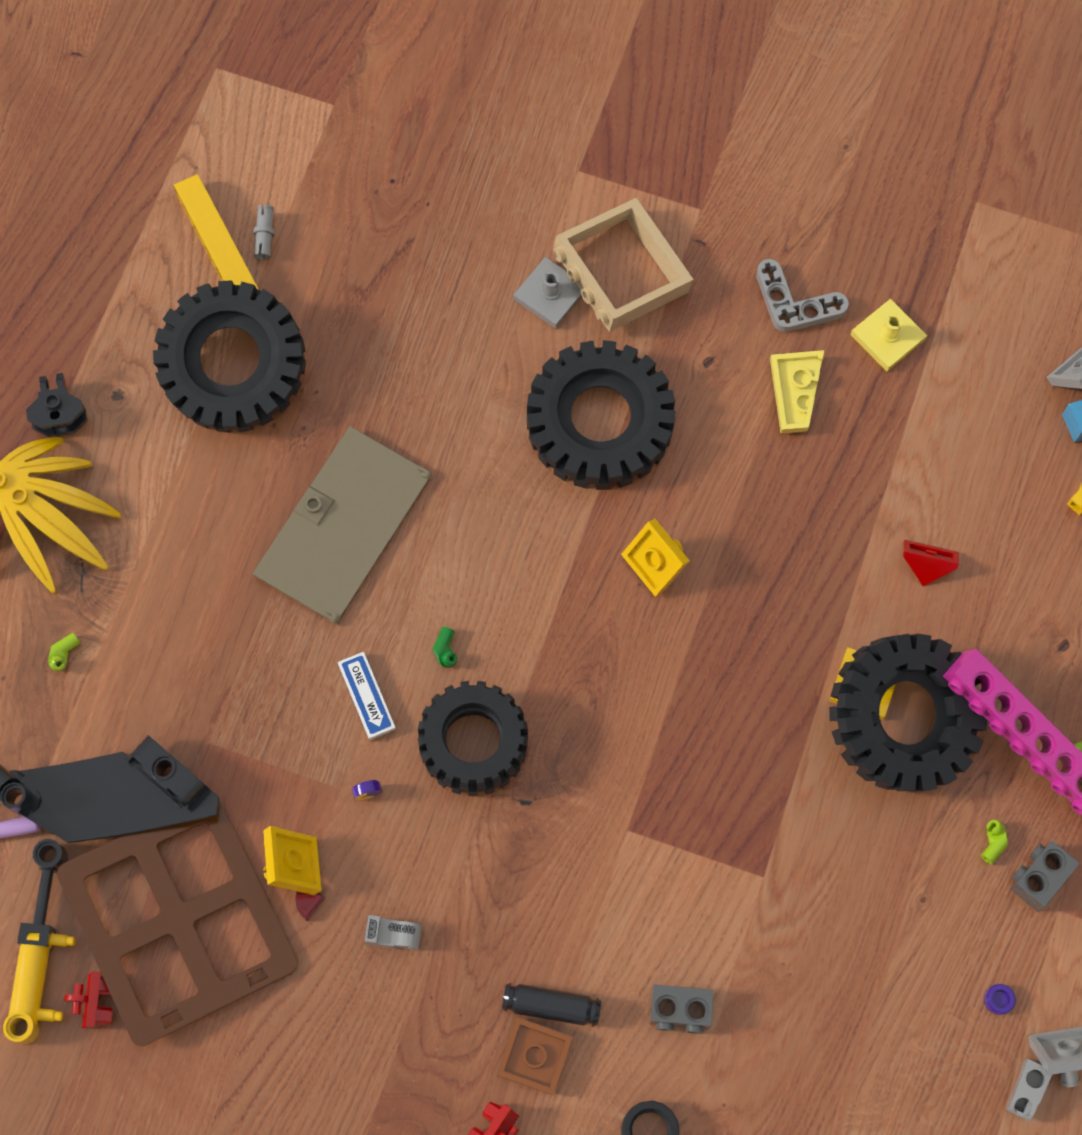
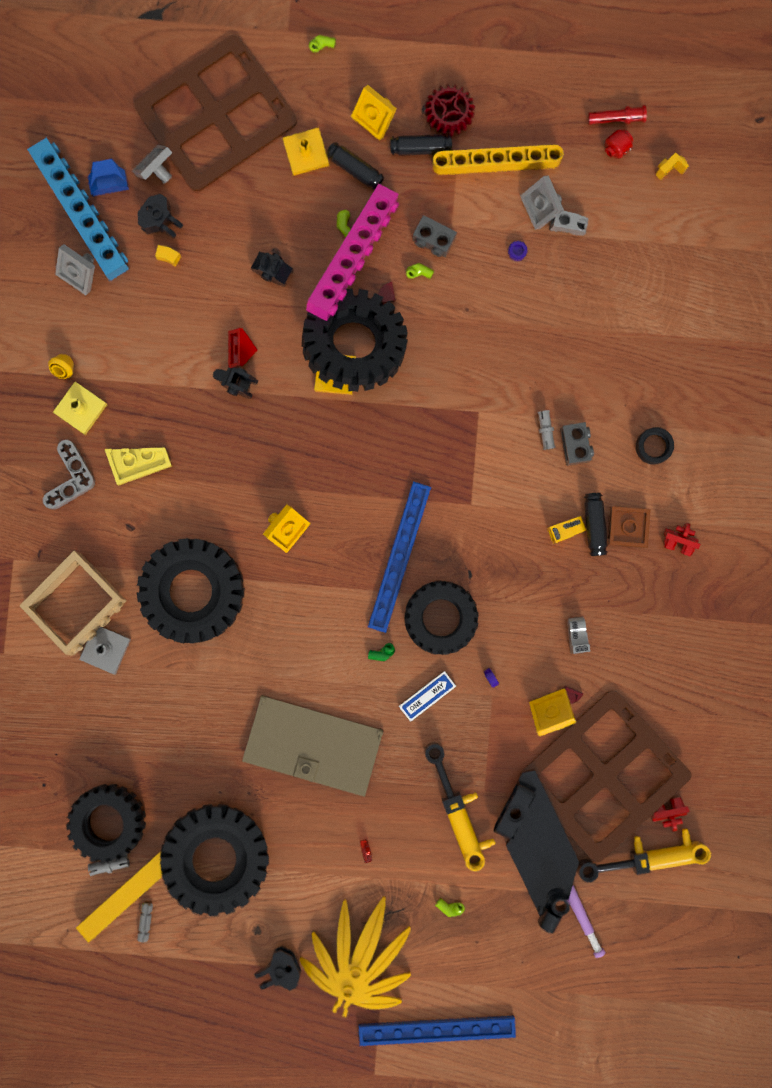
camera: 100 degrees left, 15 degrees up
(175, 259) = (145, 921): none -> light grey axle
(176, 558) = (367, 855): none -> clear red tile
(196, 692) = (458, 815): none -> yellow piece
(317, 208) = (88, 841): none -> black tyre
(554, 958) = (566, 529): none -> yellow leg
(577, 708) = (399, 557): none -> blue tile
(713, 968) = (546, 429): none -> light grey pin
(881, 540) = (235, 381): none -> black hinge
(952, 322) = (61, 366): none -> yellow cone
(970, 785) = (387, 293): none -> dark red tile
(1038, 628) = (272, 268): none -> black hinge

